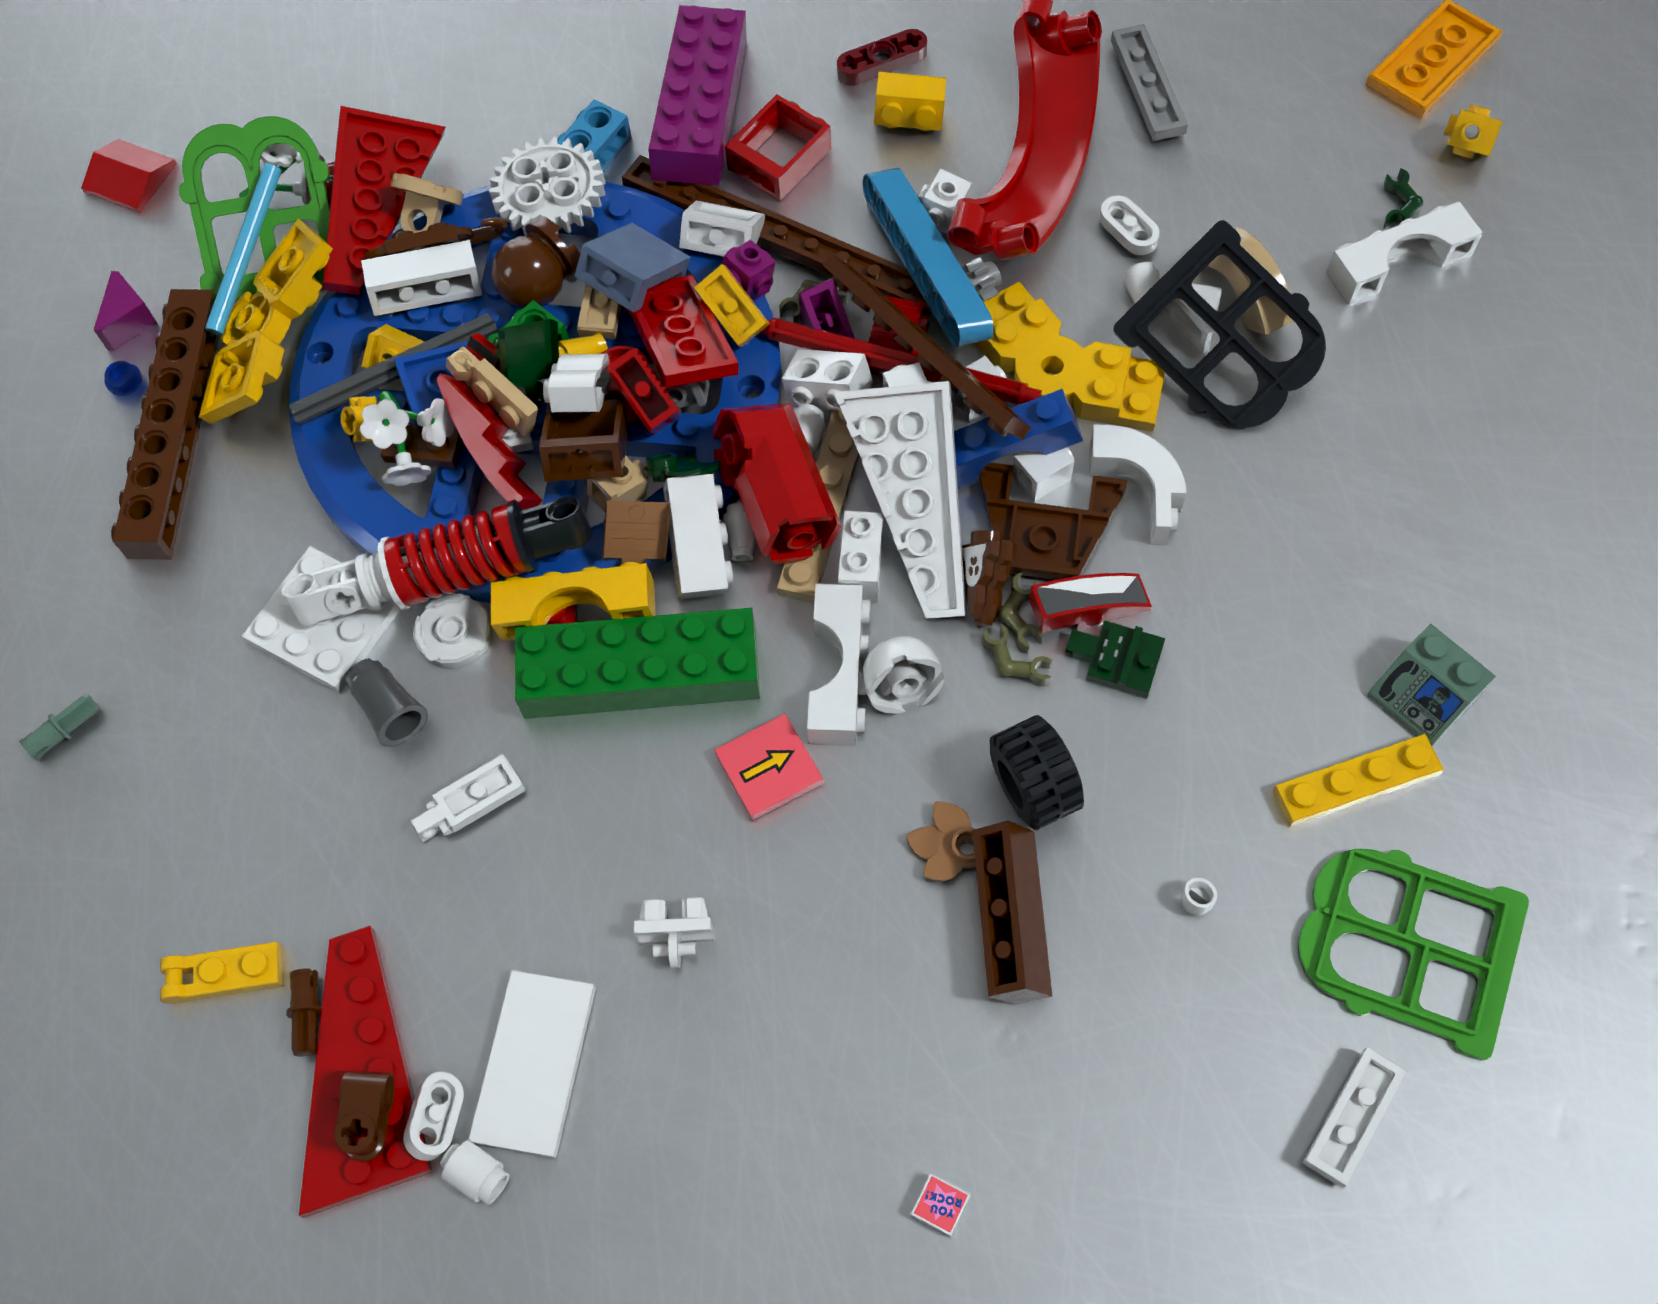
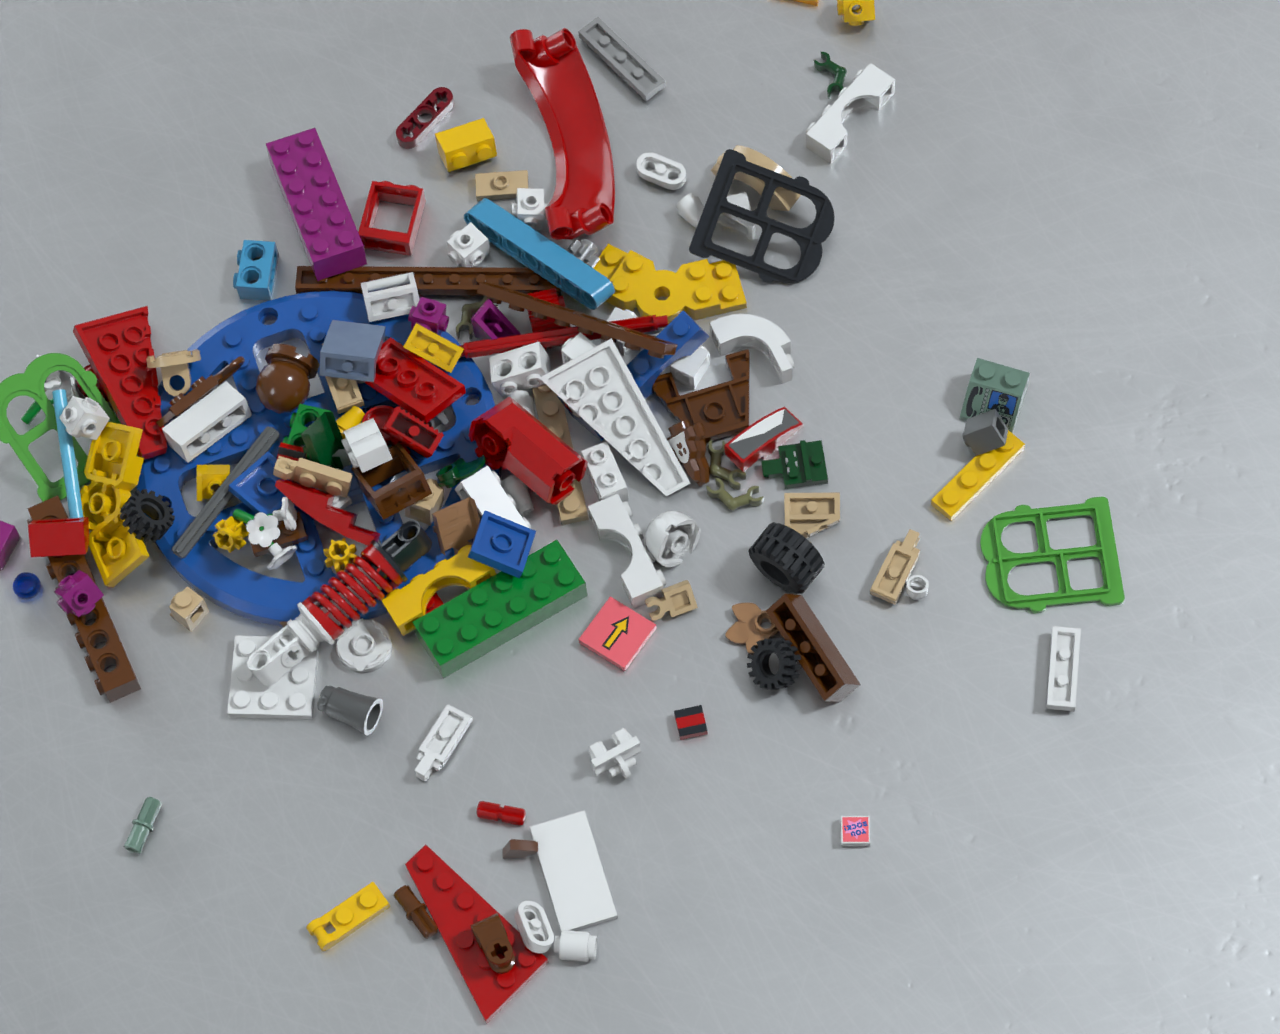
camera: 25 degrees left, 0 degrees up
(160, 405) = (77, 594): none -> magenta brick
(175, 334) = (58, 537): none -> red brick
(271, 478) = (184, 605): none -> tan brick
(274, 367) = (155, 508): none -> black tyre
(277, 207) = (84, 418): none -> white brick
(475, 498) = (337, 548): none -> yellow gear
(482, 994) = (519, 849): none -> reddish brown tile
(484, 928) = (507, 814): none -> red piece
(547, 182) = (240, 303): white gear -> none
(673, 580) = (502, 544): none -> blue plate
(798, 933) = (690, 722): none -> tile
(847, 213) = (468, 246): none -> white brick
(866, 757) = (676, 600): none -> tan plate
(924, 162) = (500, 184): none -> tan plate
(964, 913) = (787, 663): none -> black tyre
(1103, 726) = (811, 511): none -> tan wing
(1182, 857) = (896, 568): none -> tan hinge
(1395, 728) = (985, 432): none -> dark grey brick

